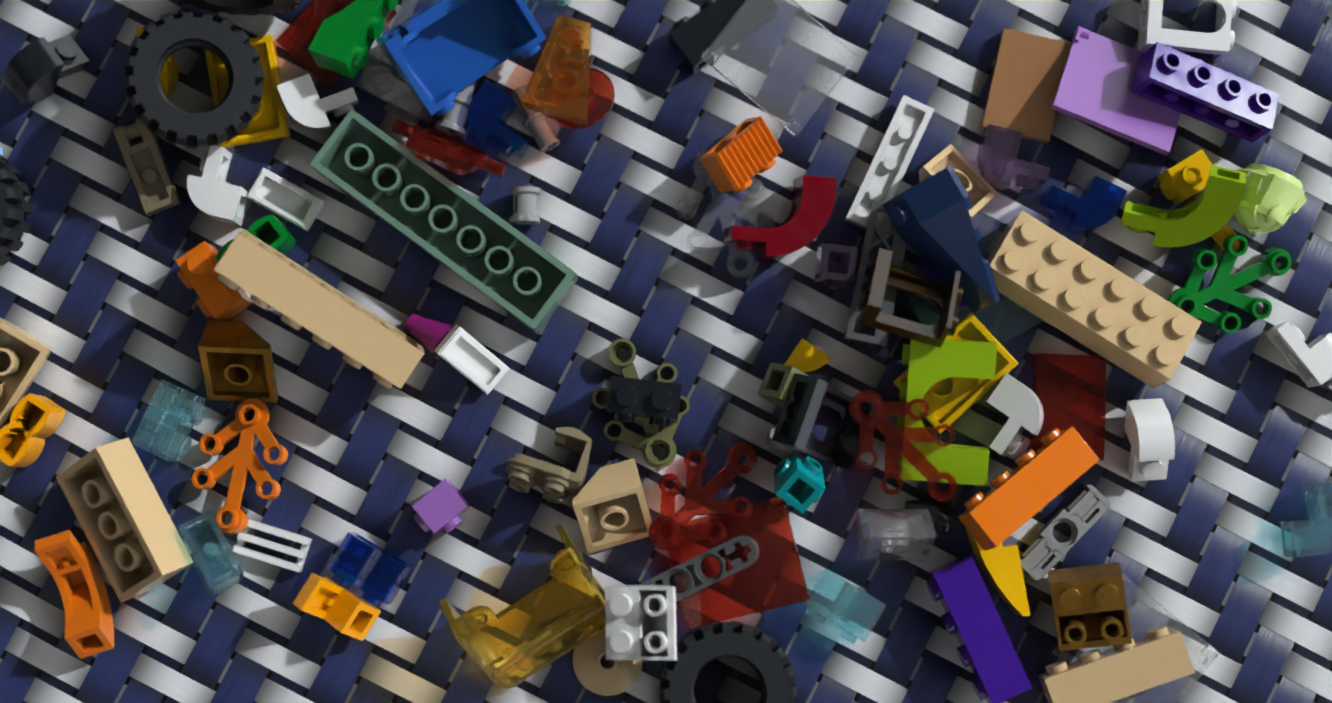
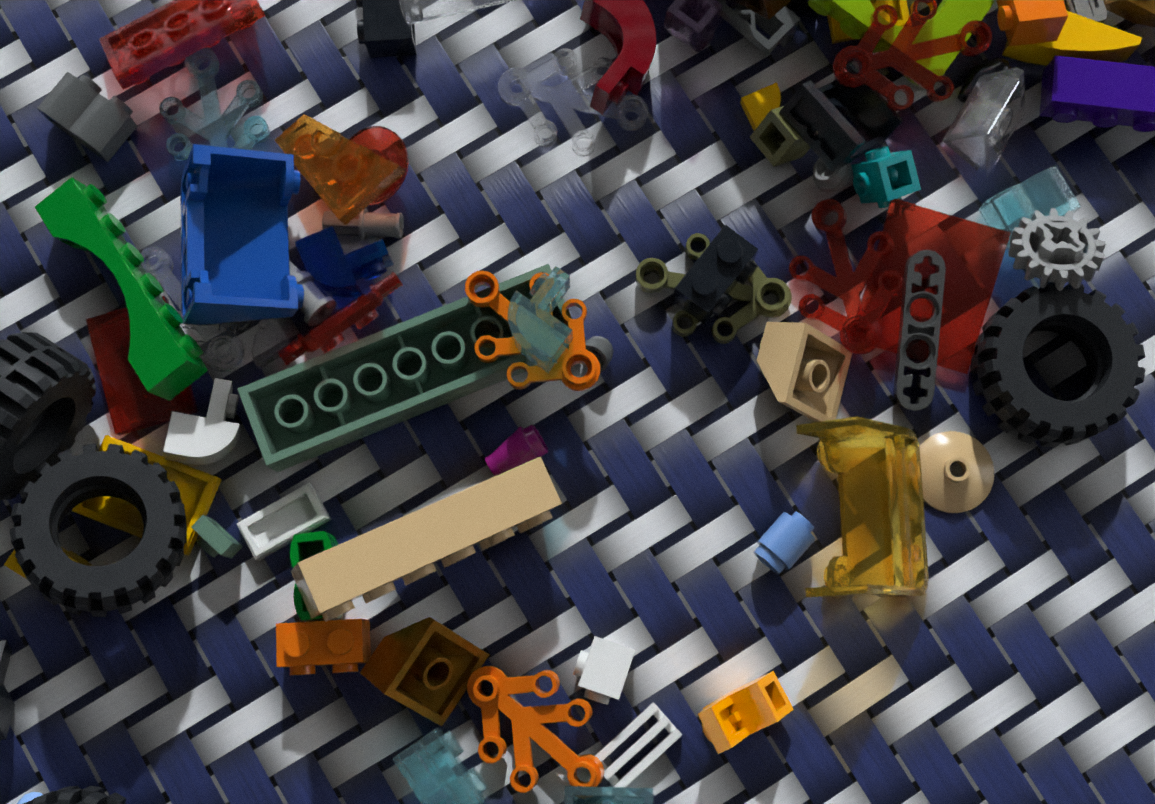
camera: 55 degrees left, 5 degrees down
(147, 168) = (157, 644): dark tan plate -> none
(212, 194) = (236, 590): white brick -> none
(243, 159) = (215, 538): none -> sand green plate
(311, 489) = (603, 669): none -> white brick
(369, 569) = (723, 657): clear blue brick -> none
(440, 508) = (703, 546): medium lavender brick -> none
(471, 359) = (568, 424): white tile -> none
(478, 565) = (785, 542): none -> medium blue brick
(512, 291) = (533, 327): none -> clear light blue brick
(515, 297) = (505, 346): none -> orange plant
(525, 205) = (442, 282): light grey bush -> none
(538, 347) = (601, 349): none -> dark grey hinge
(553, 480) = (740, 413): dark tan piece -> none
(640, 622) = (945, 402): white slope -> none
(741, 155) = (528, 45): orange brick -> none
(798, 648) = (1056, 249): none -> light grey gear

